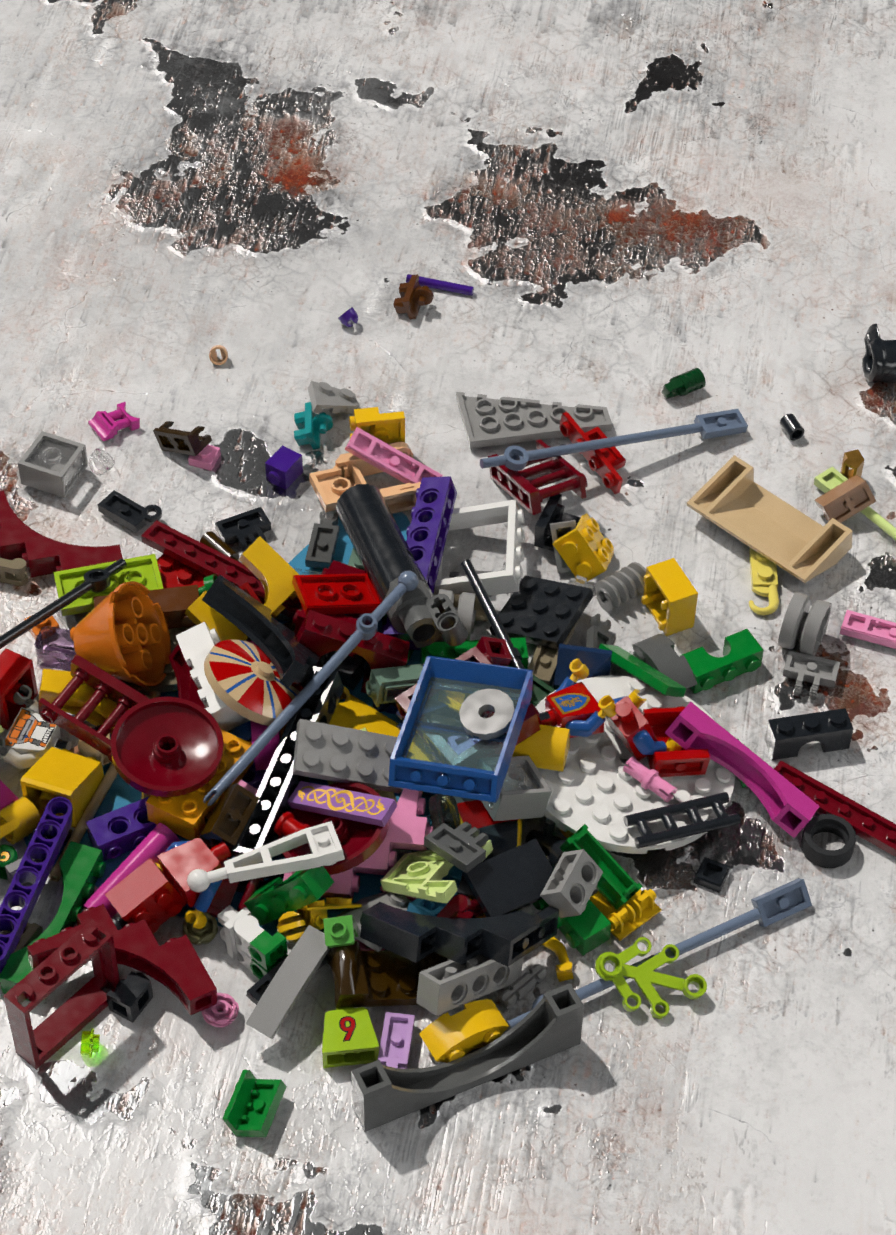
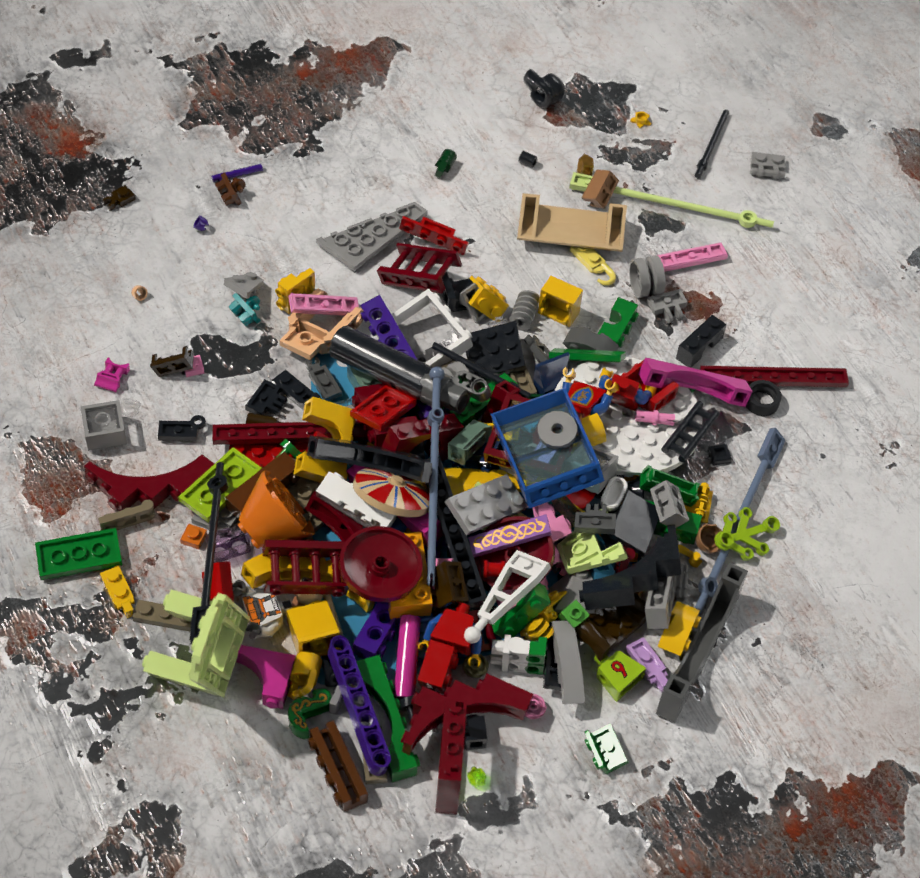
camera: 40 degrees left, 5 degrees up
(284, 467) = (254, 345): dark purple brick -> none
(286, 536) = (294, 388): none -> black plate
(293, 251) = (119, 196): none -> dark brown plate
(516, 832) = (614, 493): none -> white tile
(592, 948) = (705, 538): none -> medium nougat hair
(709, 425) = (484, 182): sand blue bar -> none

